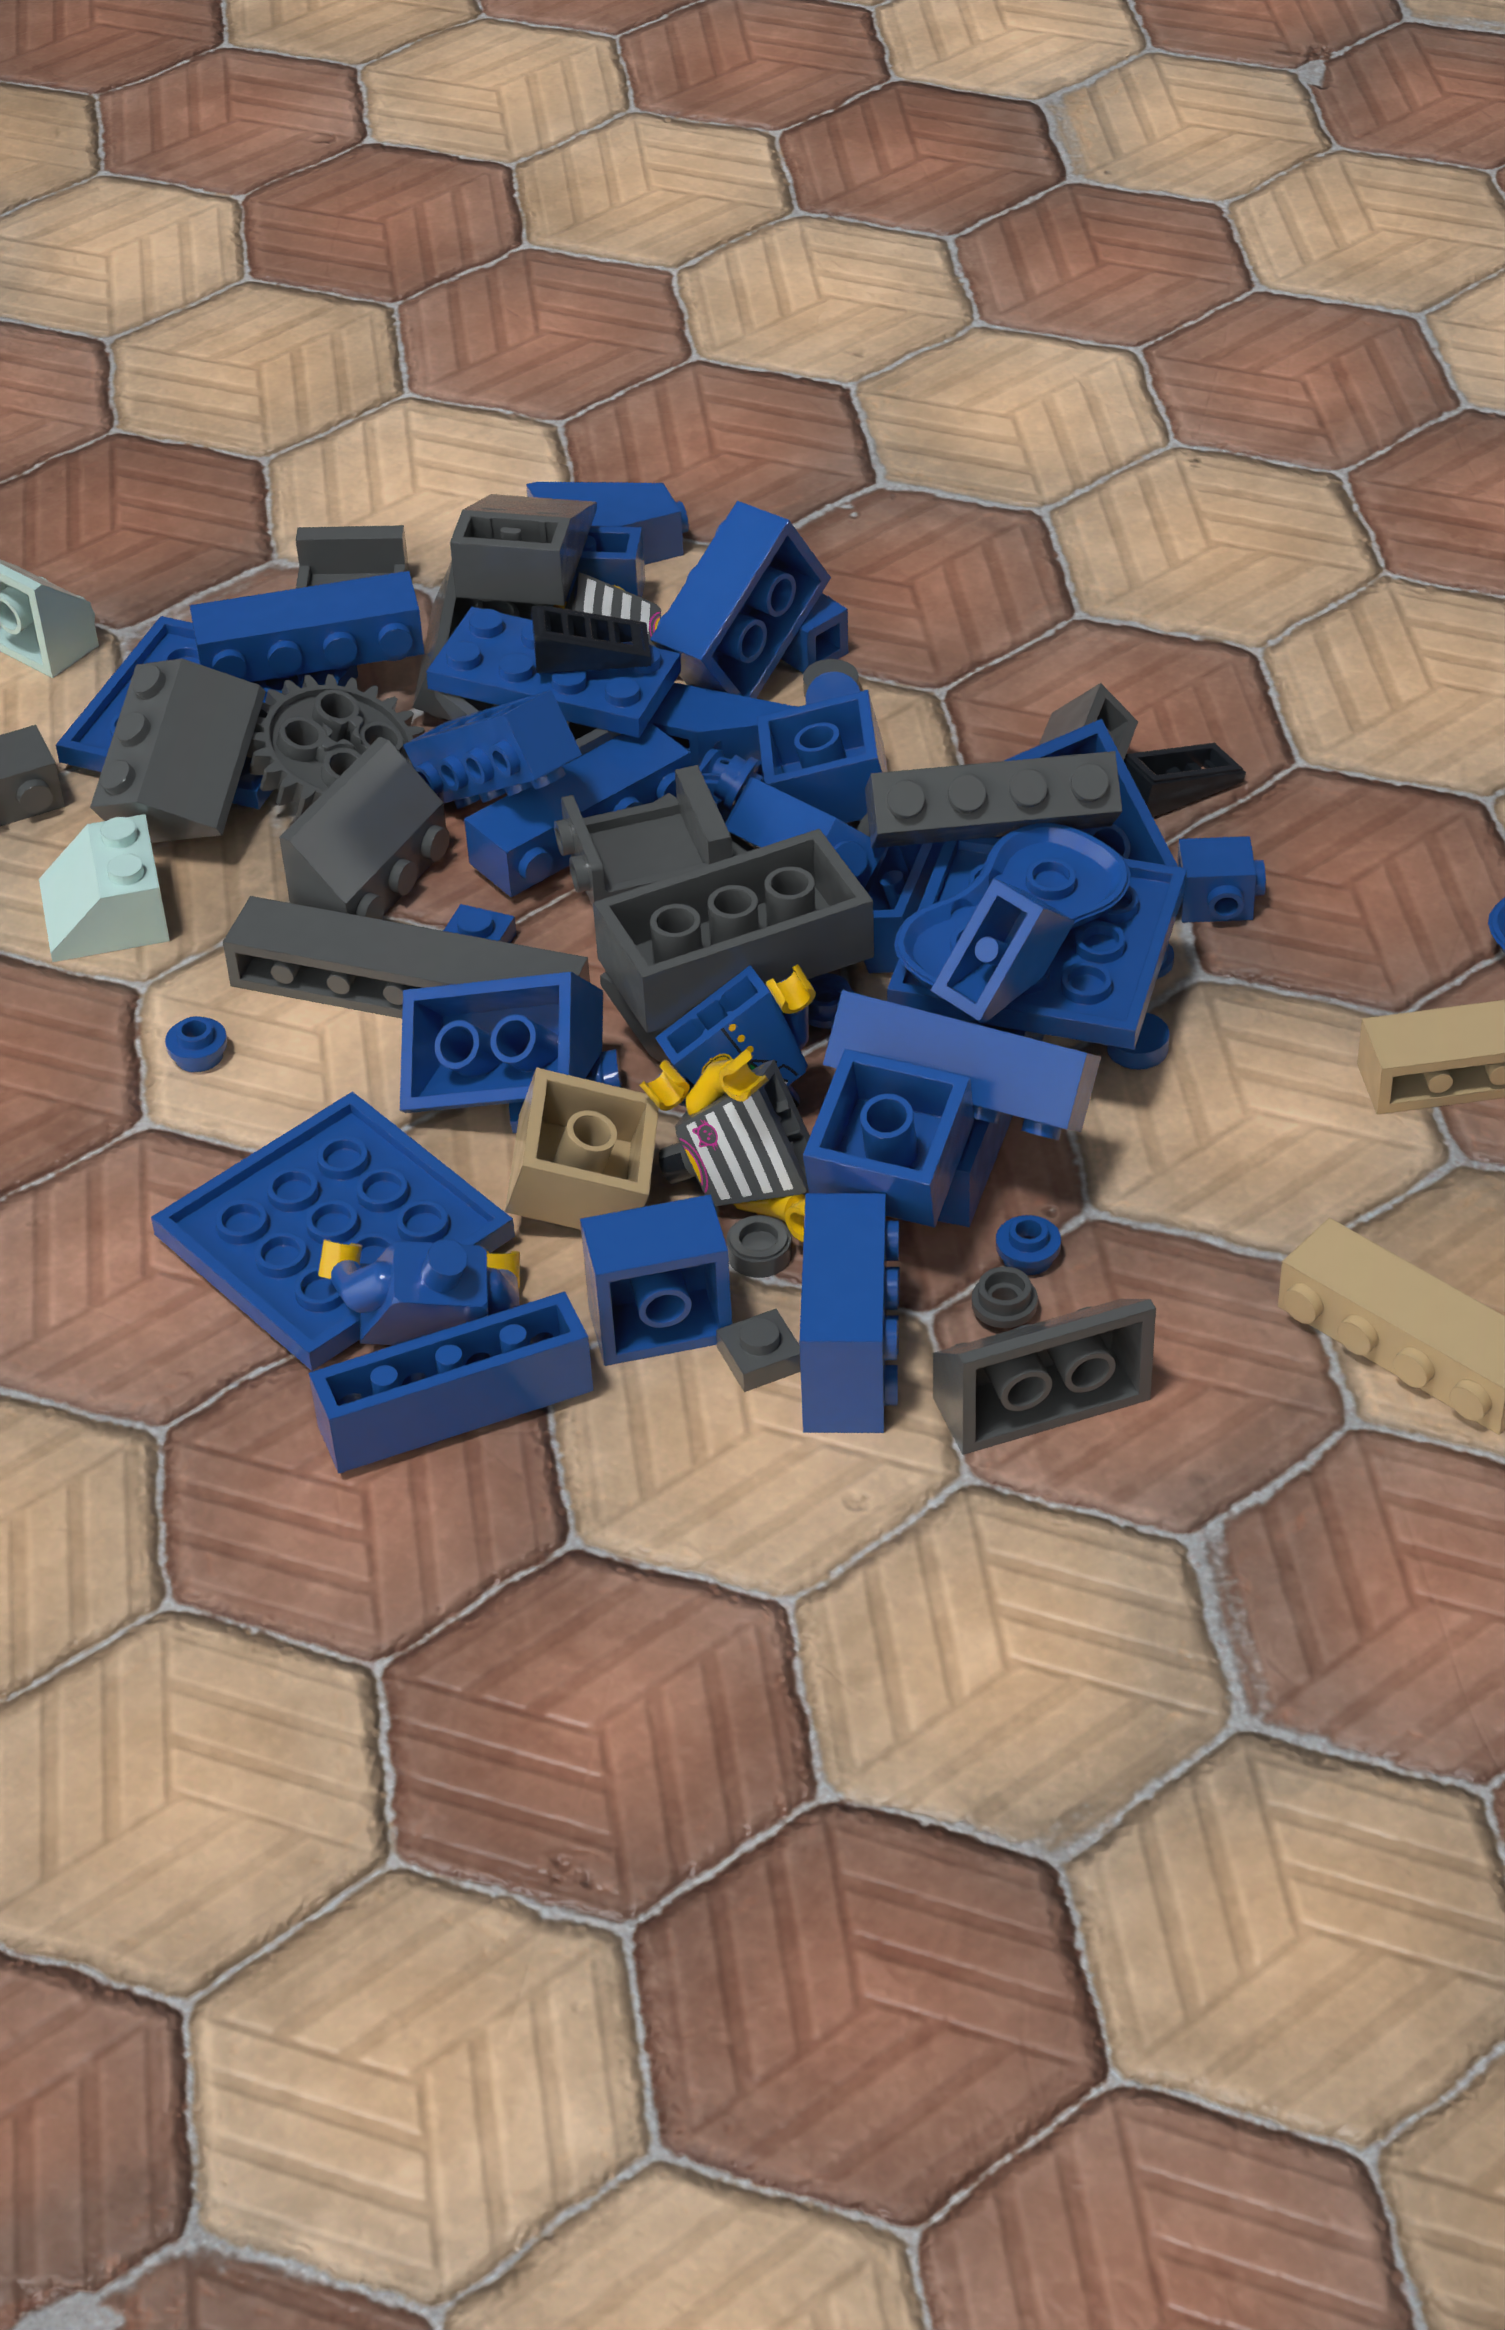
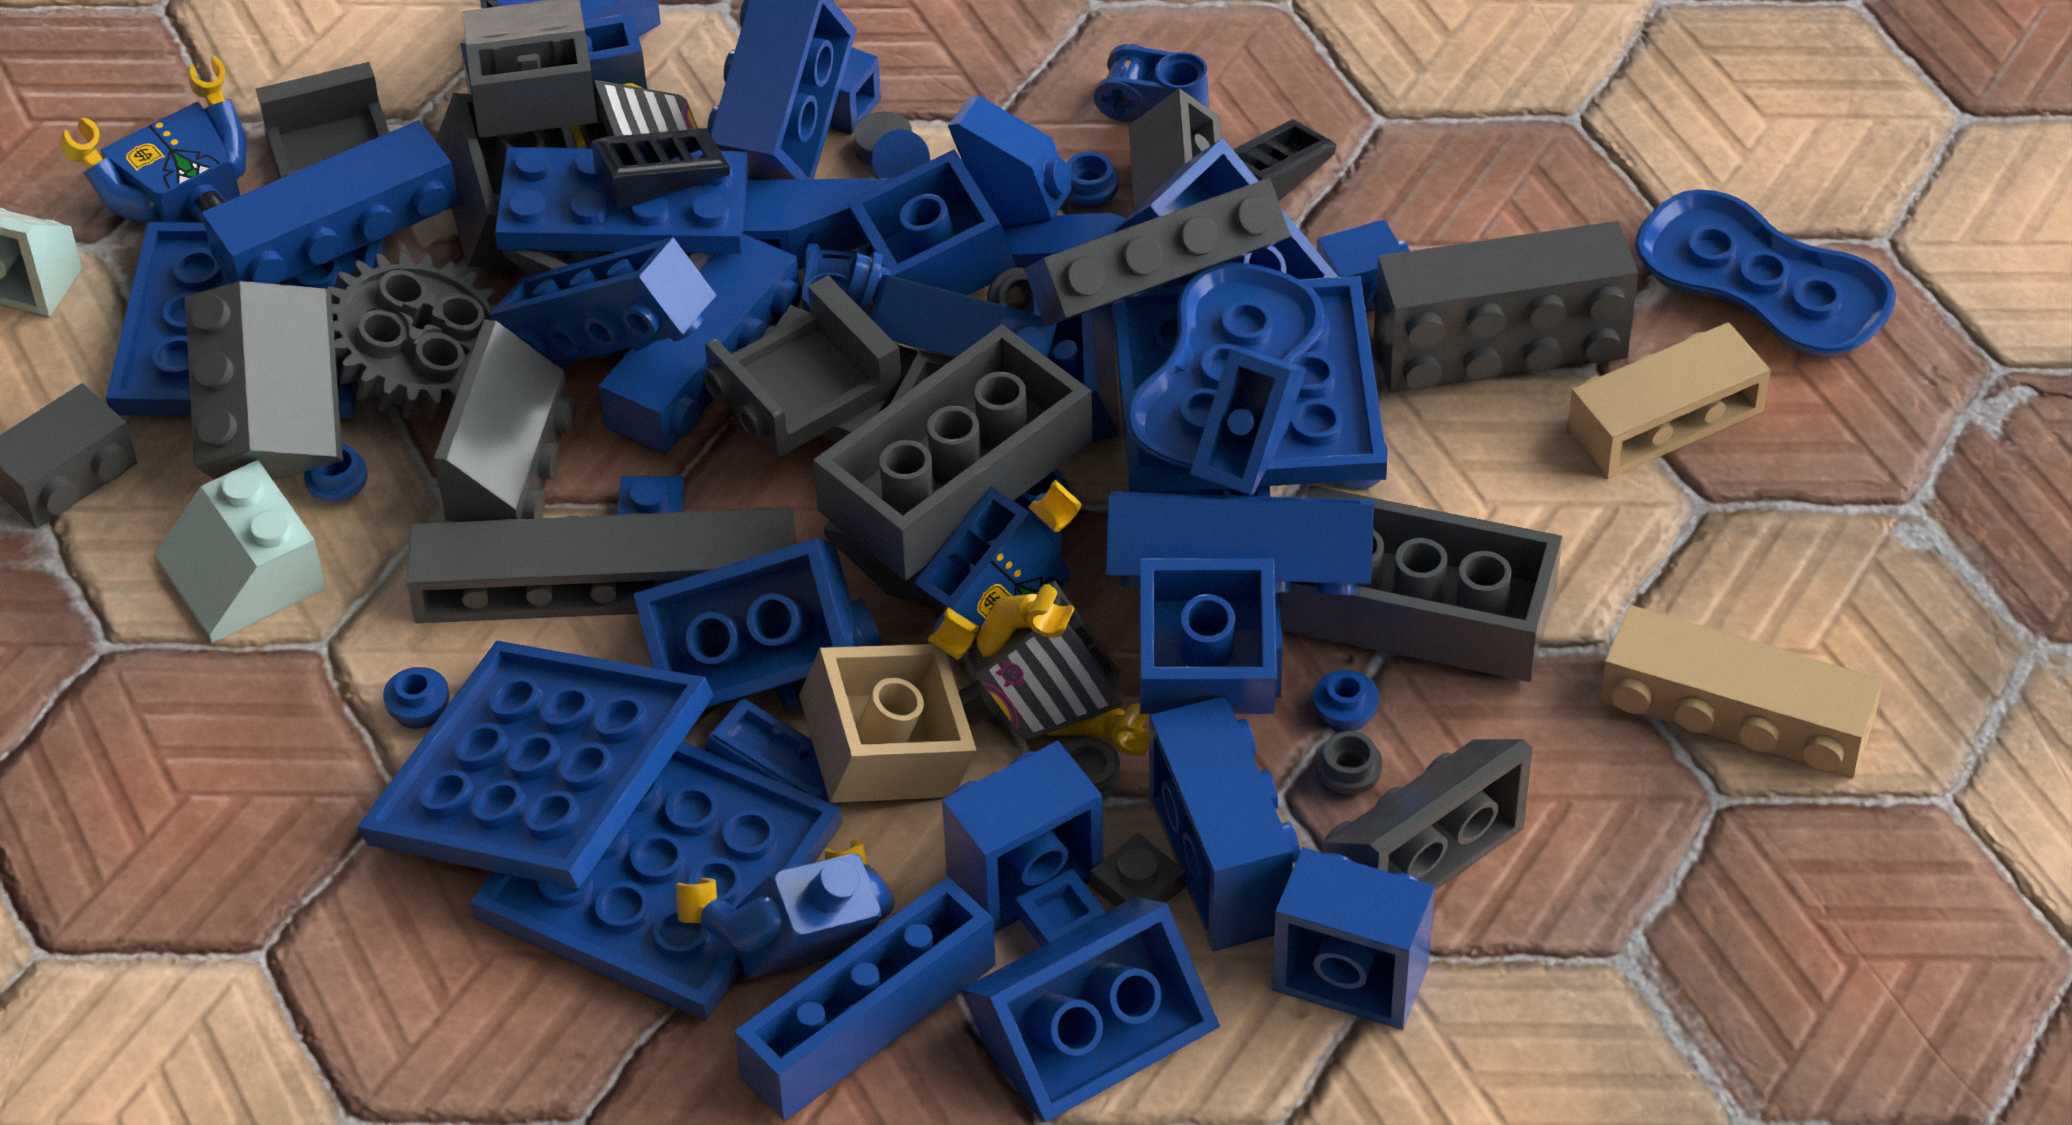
camera: 20 degrees left, 5 degrees up
(201, 567) = (172, 165): none -> blue torso
(221, 852) = (339, 479): none -> blue plate
(261, 1115) = (536, 763): none -> blue plate
(472, 1152) = (768, 747): none -> blue plate
(659, 1447) = (1092, 1007): none -> blue slope
(671, 1360) = (1057, 907): none -> blue plate
(919, 715) = (1010, 162): none -> blue slope
(922, 1442) = (1352, 937): none -> blue brick
(997, 745) = (1092, 178): none -> blue plate
(1119, 676) = (1148, 80): none -> blue piece
(1153, 1165) = (1439, 591): none -> dark grey brick
(1329, 933) = (1504, 306): none -> dark grey brick

